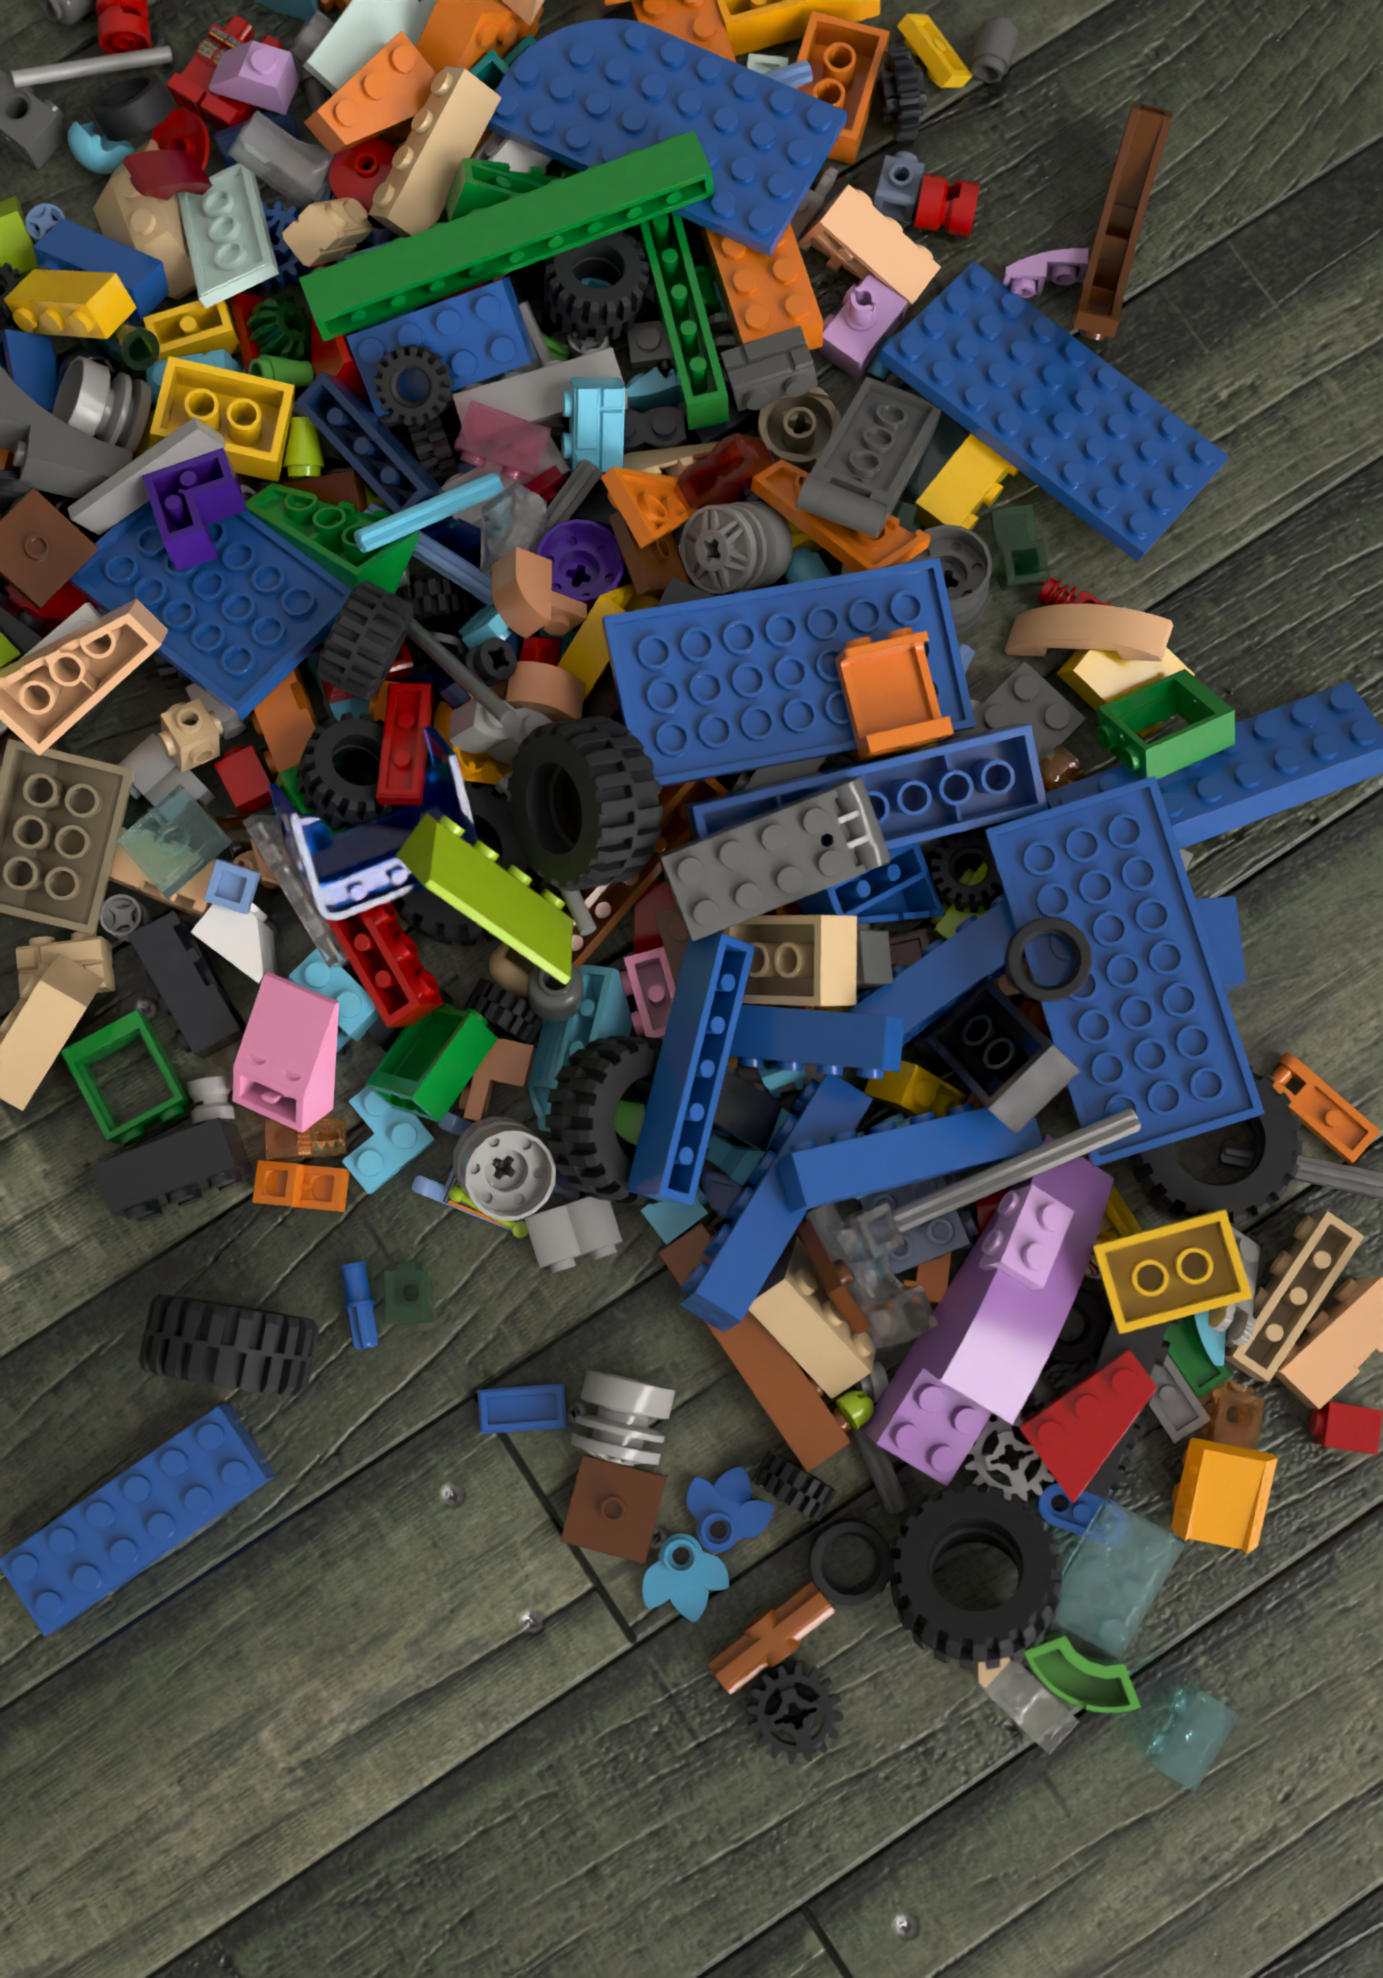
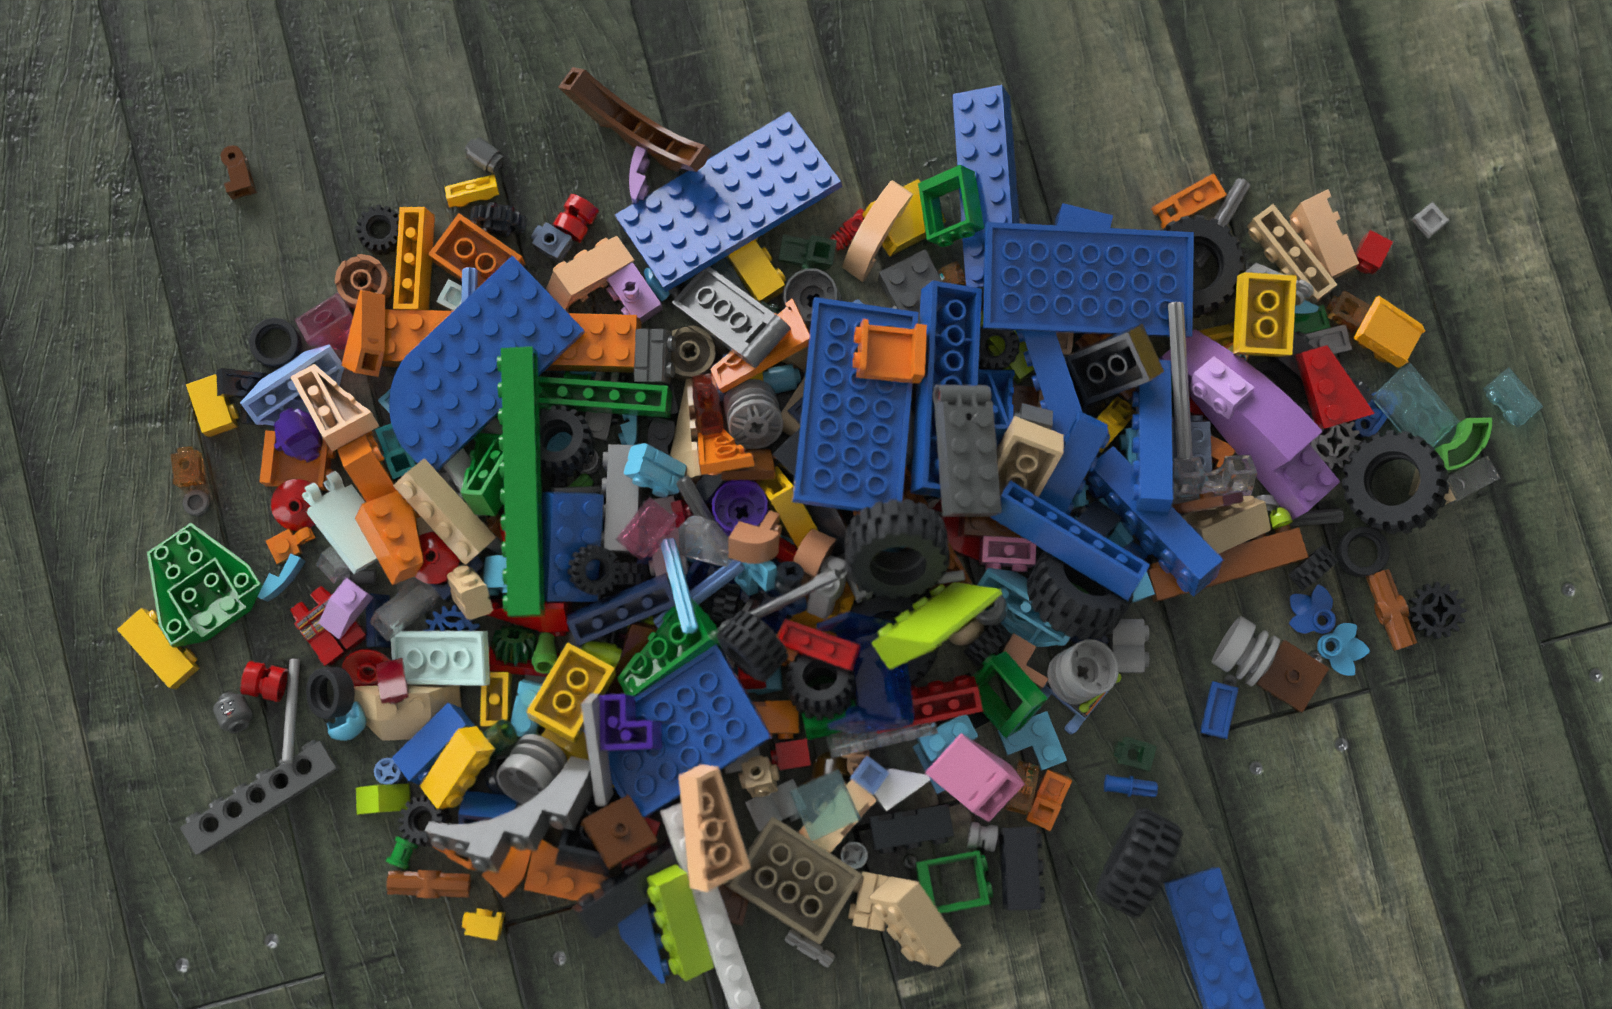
camera: 80 degrees left, 0 degrees up
(1068, 932) = (1092, 314): black tyre -> none

